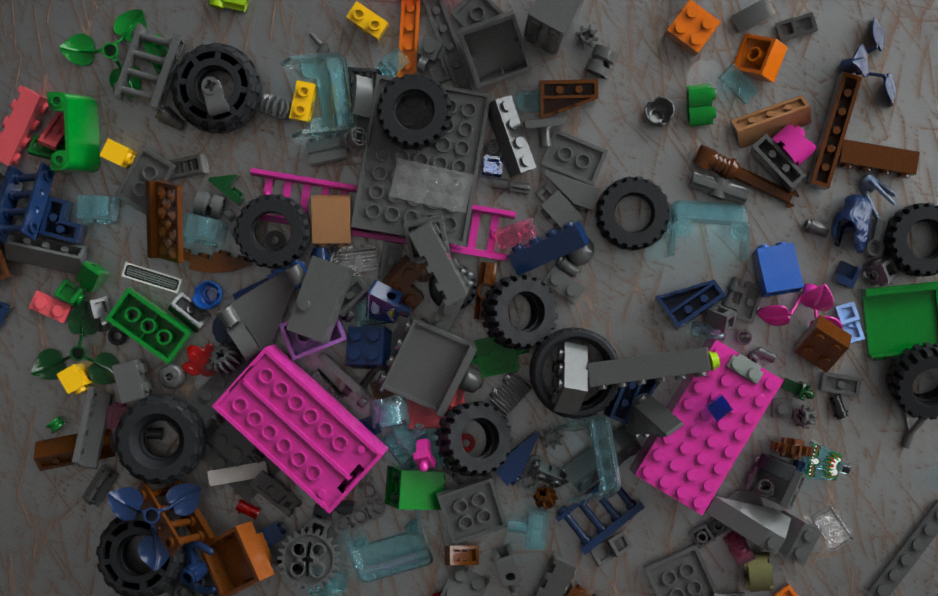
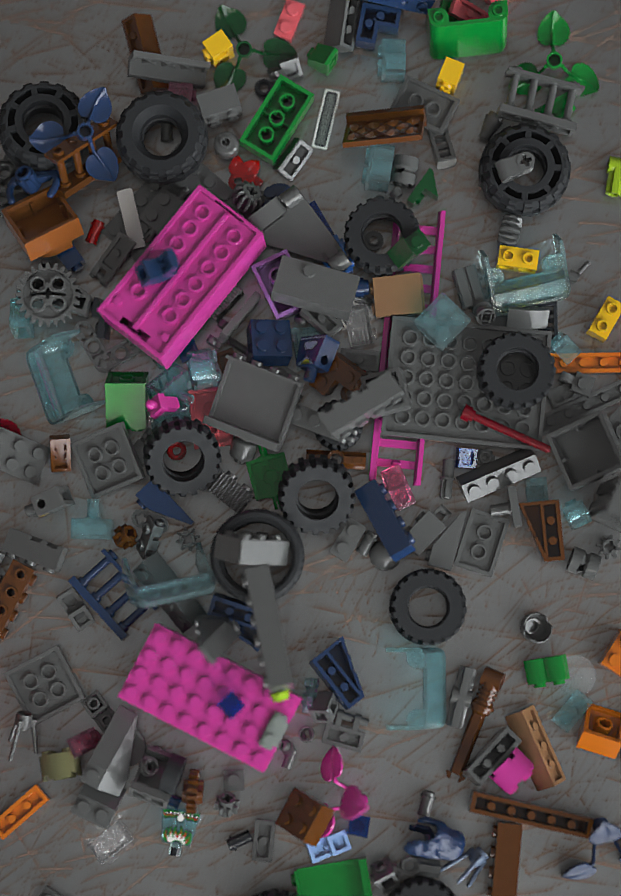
camera: 85 degrees right, 5 degrees down
(56, 424) = (169, 33): green bush -> none
(70, 293) = (304, 38): green bracket -> none
(99, 486) = (112, 82): dark grey hinge -> none
(207, 295) = (311, 176): blue hair -> none
(219, 263) = (346, 185): reddish brown slope -> none
(288, 206) = (408, 248): none -> dark green slope
(294, 452) = (158, 269): none -> dark blue brick
(361, 179) = (442, 321): none -> clear light blue brick
(431, 185) = (441, 394): clear plate -> none
(452, 159) = (470, 414): none -> dark red piece
(553, 64) = (576, 513): none -> clear light blue brick
(777, 269) = (379, 764): blue brick -> none
(799, 389) = (254, 797): dark green piece -> none
(837, 292) = (358, 826): none -> clear blue plate
(846, 275) = (379, 838): dark blue panel -> none

